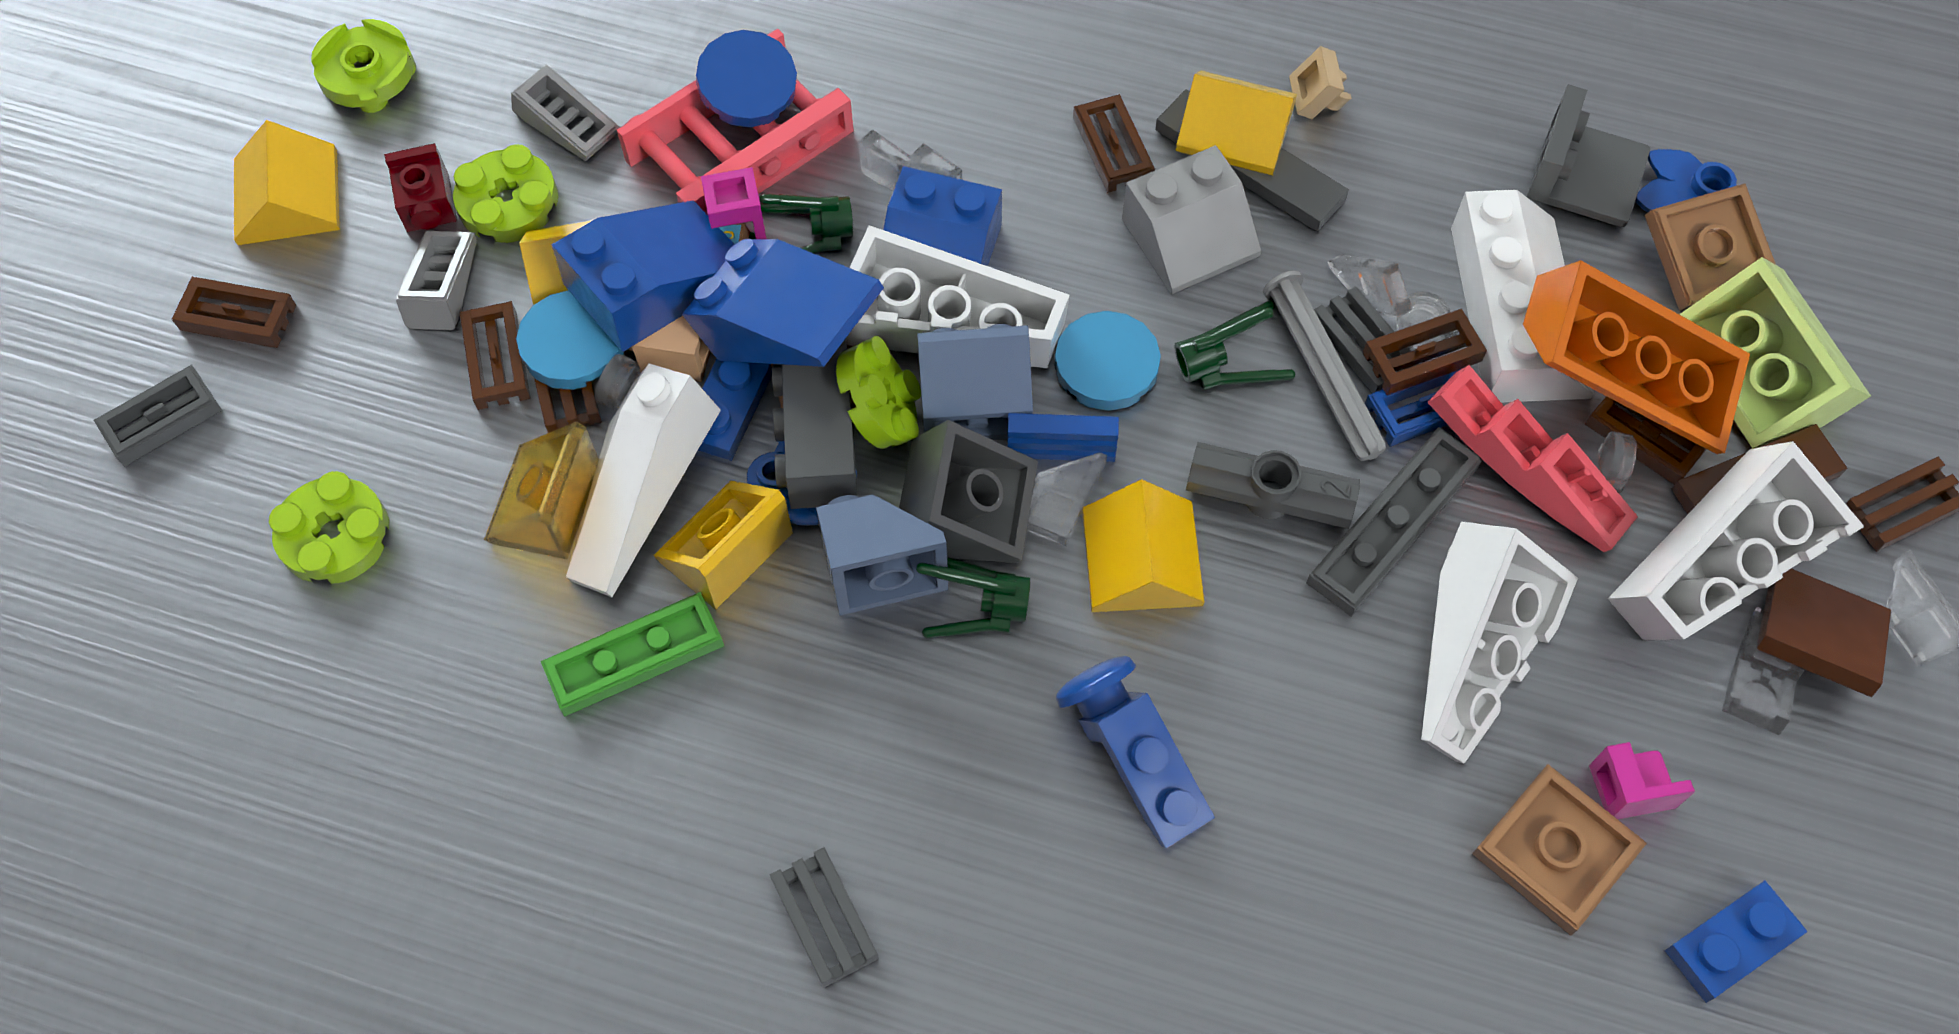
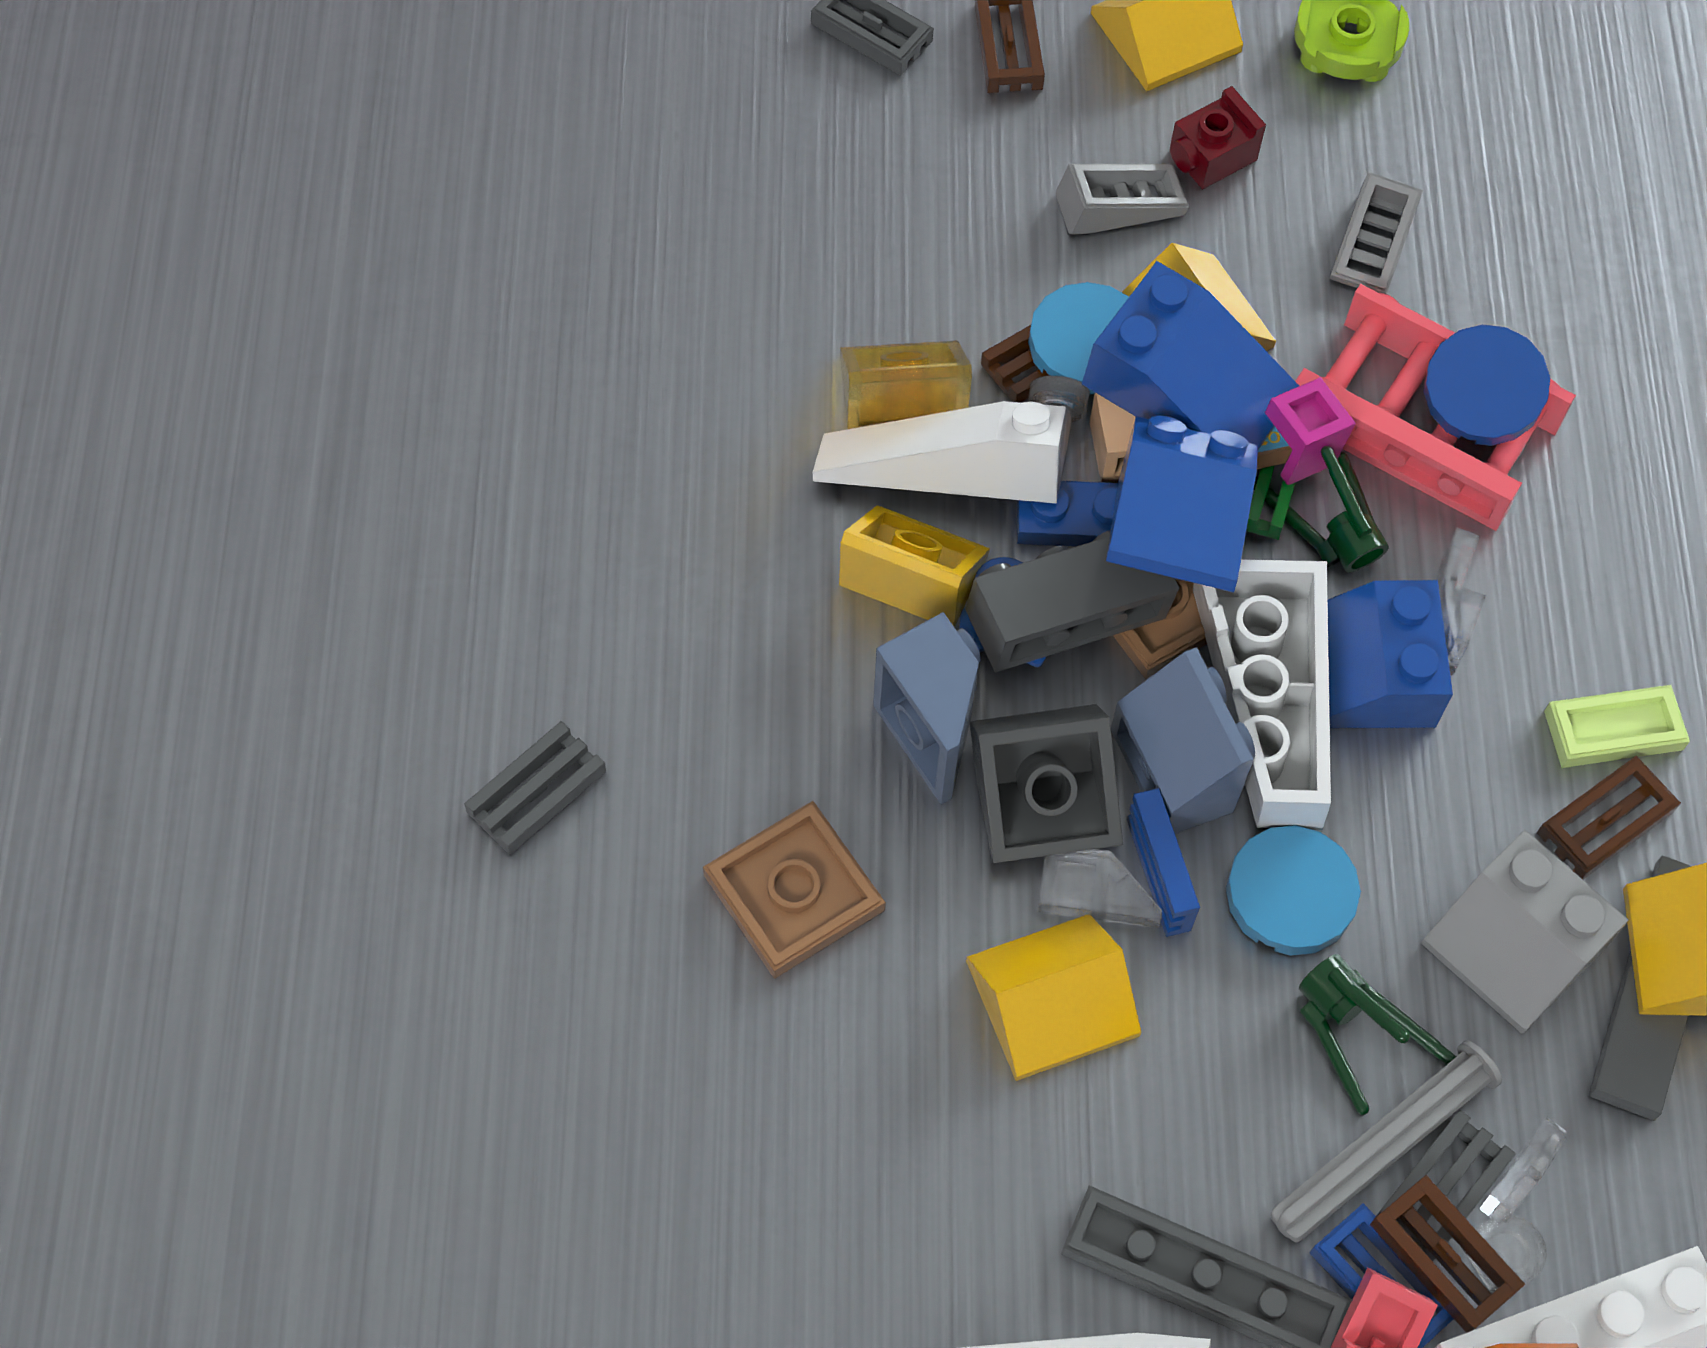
camera: 70 degrees right, 0 degrees up
(309, 508) = (802, 184): lime plate -> none
(499, 171) = (1255, 191): lime plate -> none
(501, 390) = (1021, 305): reddish brown tile -> none
(632, 654) = (760, 523): bright green tile -> none
(881, 393) = (1123, 611): lime plate -> none
(990, 724) = (794, 889): none -> medium nougat tile
(1002, 595) = (942, 856): dark green plant -> none
(1043, 113) = (1616, 726): none -> yellowish green tile
(1138, 748) = (805, 1042): blue piece -> none
(1304, 494) = (1191, 1153): dark grey piece -> none

